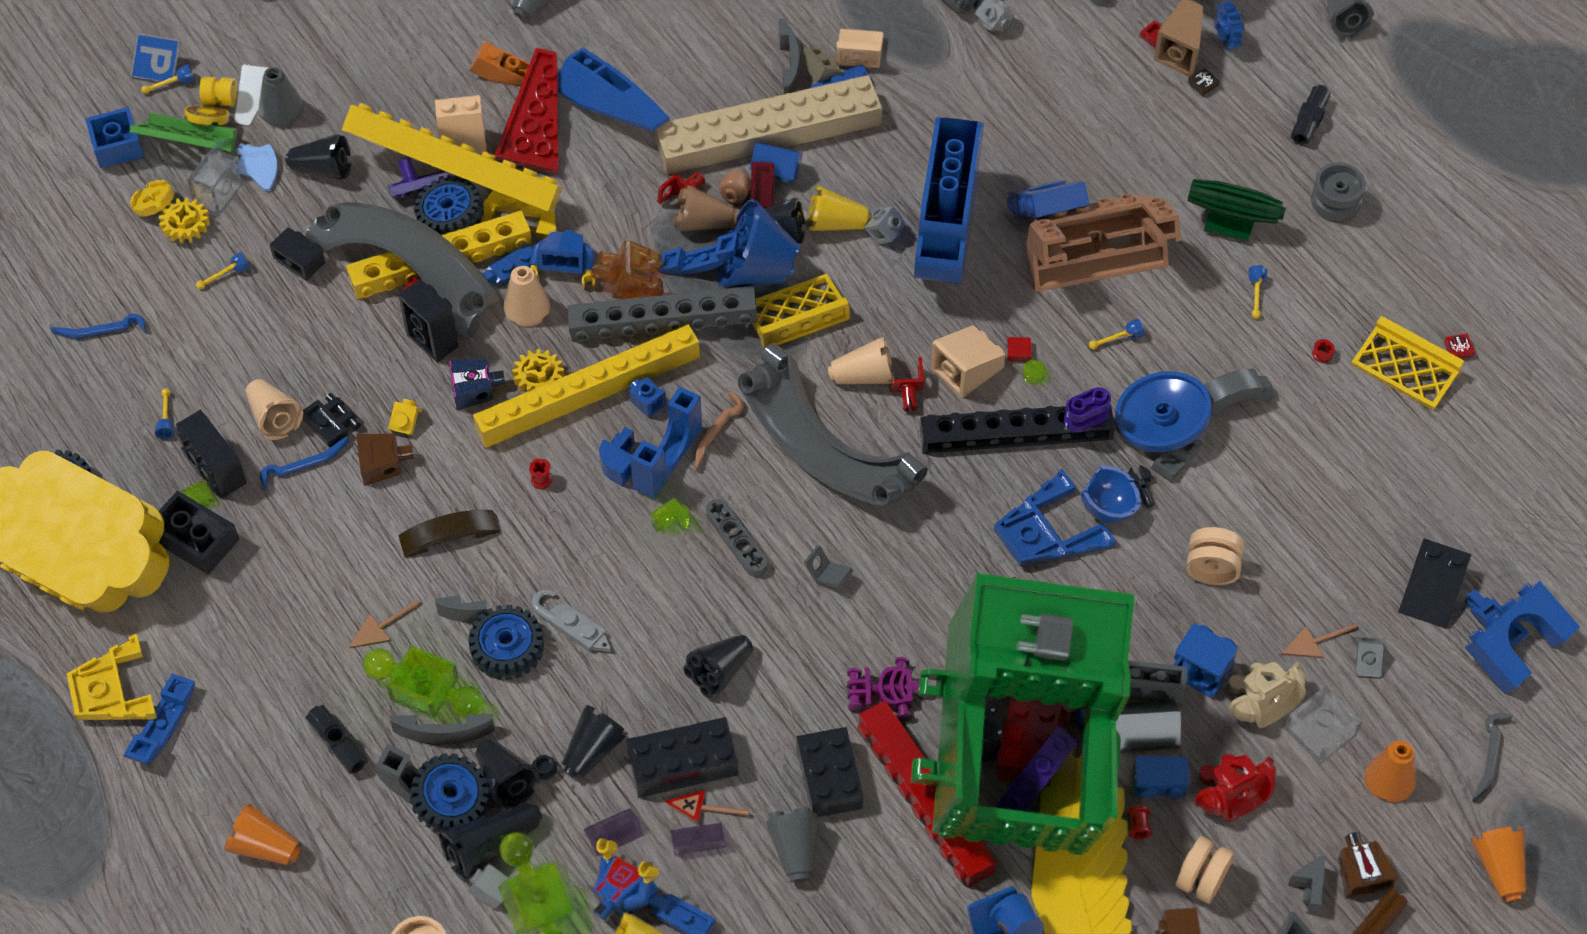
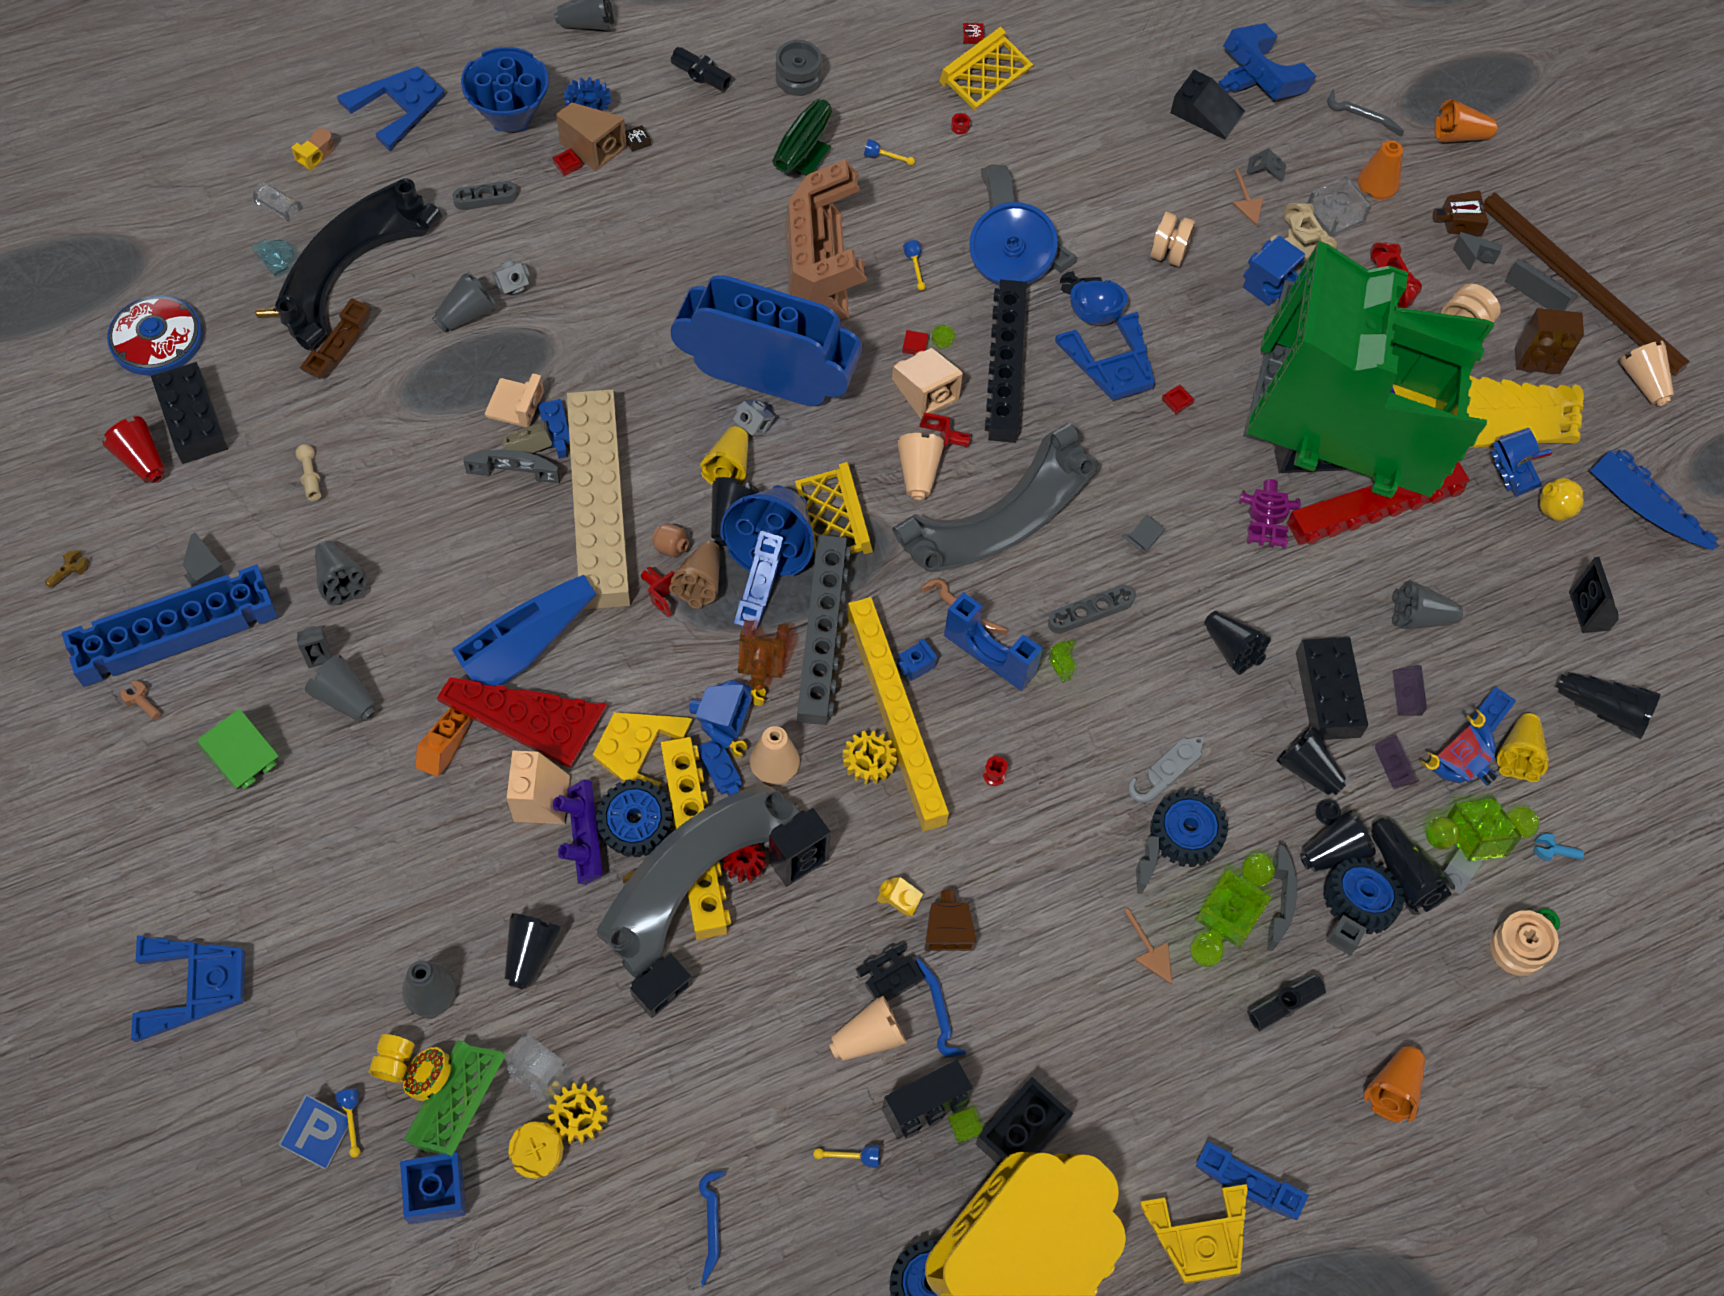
camera: 85 degrees left, 5 degrees up
(237, 263) = (653, 1057): hinge -> none
(249, 93) = (379, 1018): white sticker -> none
(258, 164) = (508, 1023): light blue arm -> none
(447, 528) = (1050, 871): dark brown slope -> none
(452, 158) = (580, 800): yellow brick -> none
(473, 382) = (870, 822): dark blue torso -> none
(615, 457) = (986, 702): blue brick -> none
(692, 804) = (1372, 692): piece -> none
(762, 183) = (677, 514): dark red tile -> none
(785, 161) = (650, 496): blue brick -> none
(829, 772) = (1355, 571): black brick -> none
(1048, 198) = (791, 263): blue arch -> none
(1052, 636) = (1356, 309): dark grey piece -> none
(1087, 409) = (1014, 292): dark purple brick -> none

